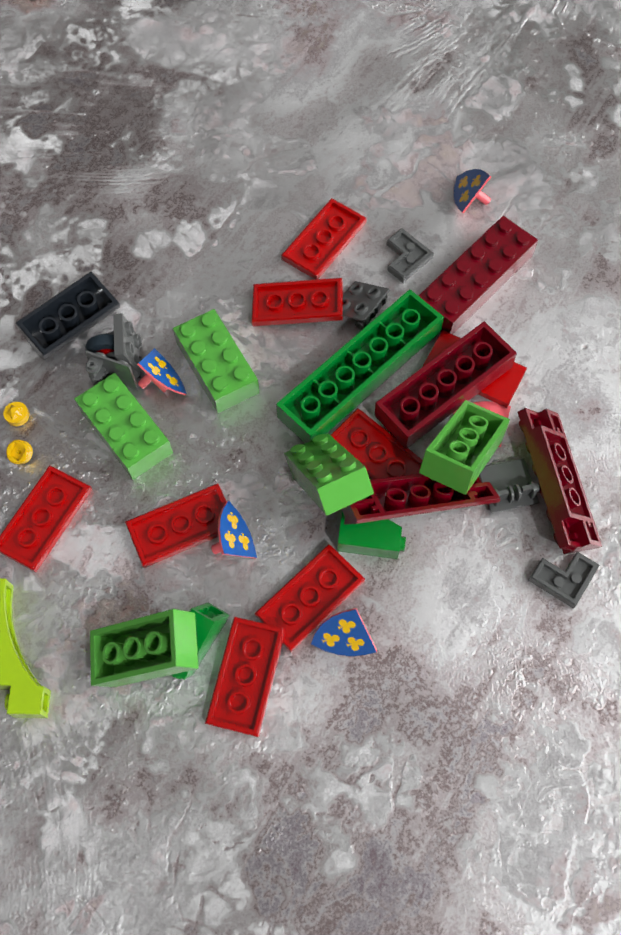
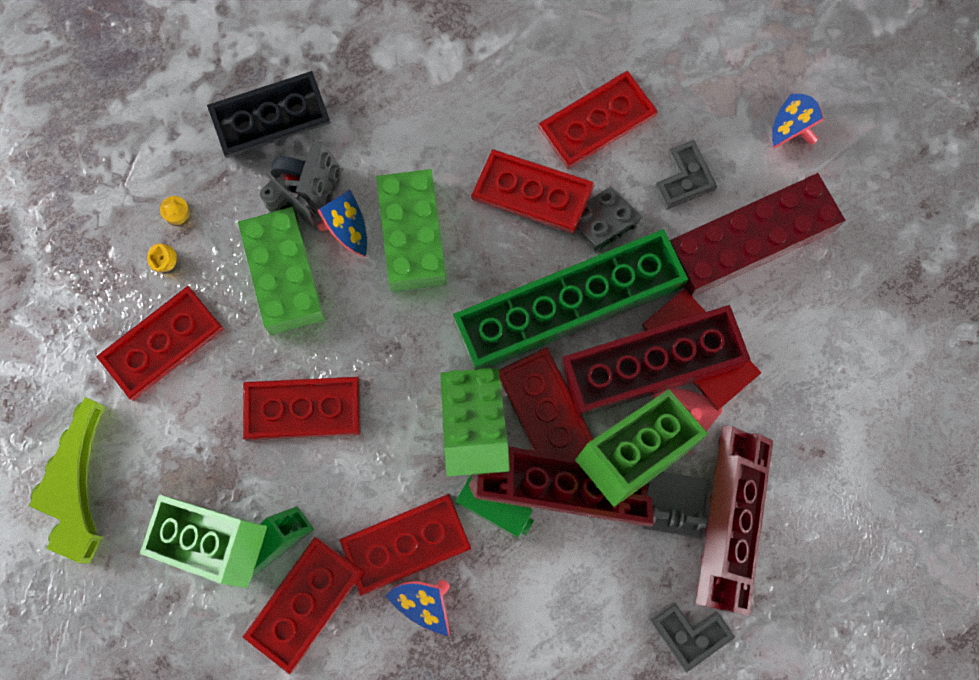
camera: 20 degrees right, 10 degrees up
(233, 534) = (349, 445): blue shield -> none

